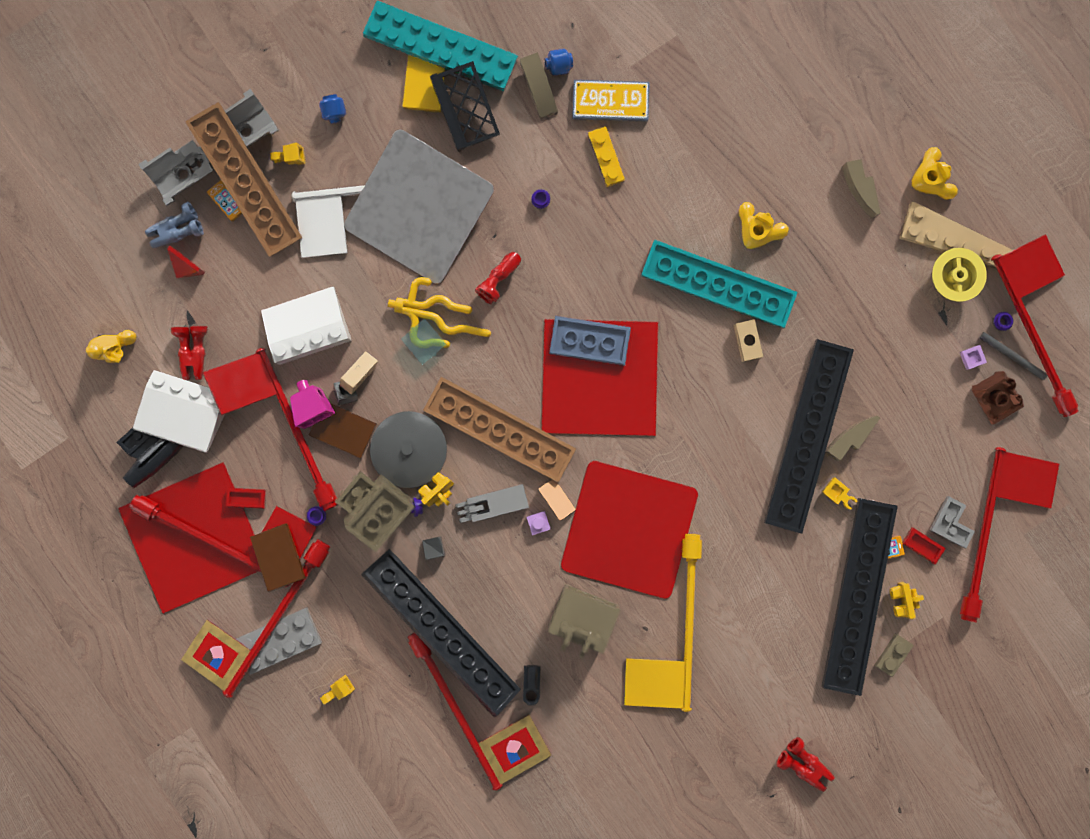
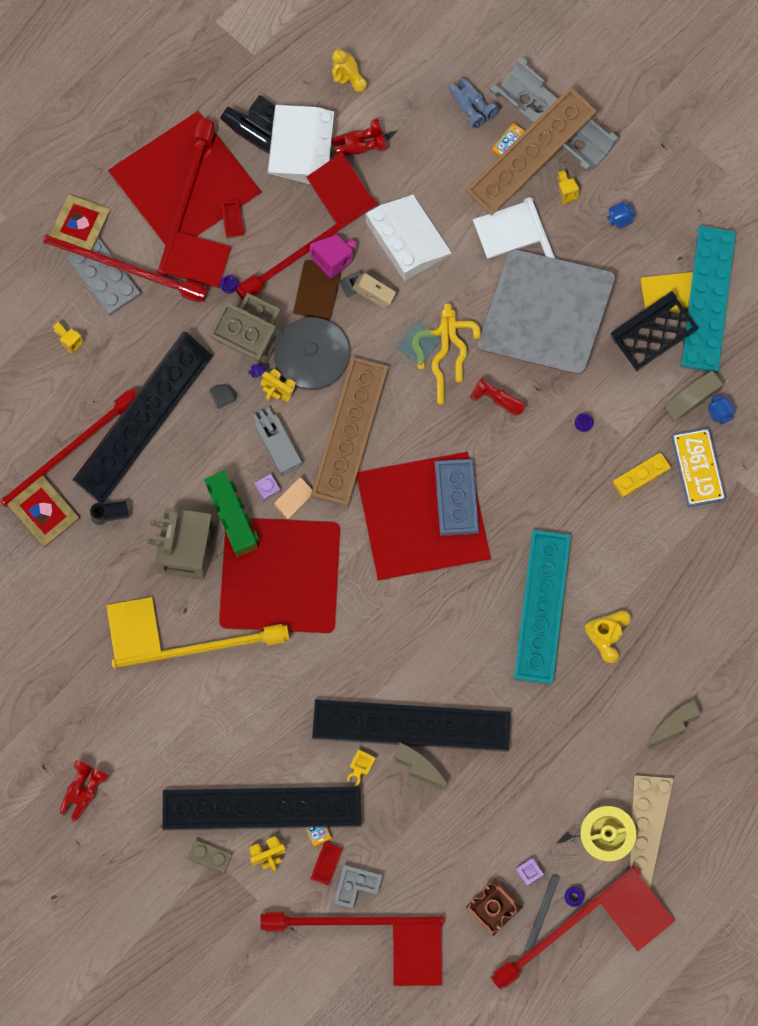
camera: 75 degrees right, 15 degrees down
(182, 265) = (439, 117): red slope -> none
(277, 557) = (183, 256): reddish brown tile -> none
(562, 564) = (230, 513): none -> green wedge
(748, 352) = (484, 654): tan piece -> none
(932, 175) = (702, 791): yellow head -> none

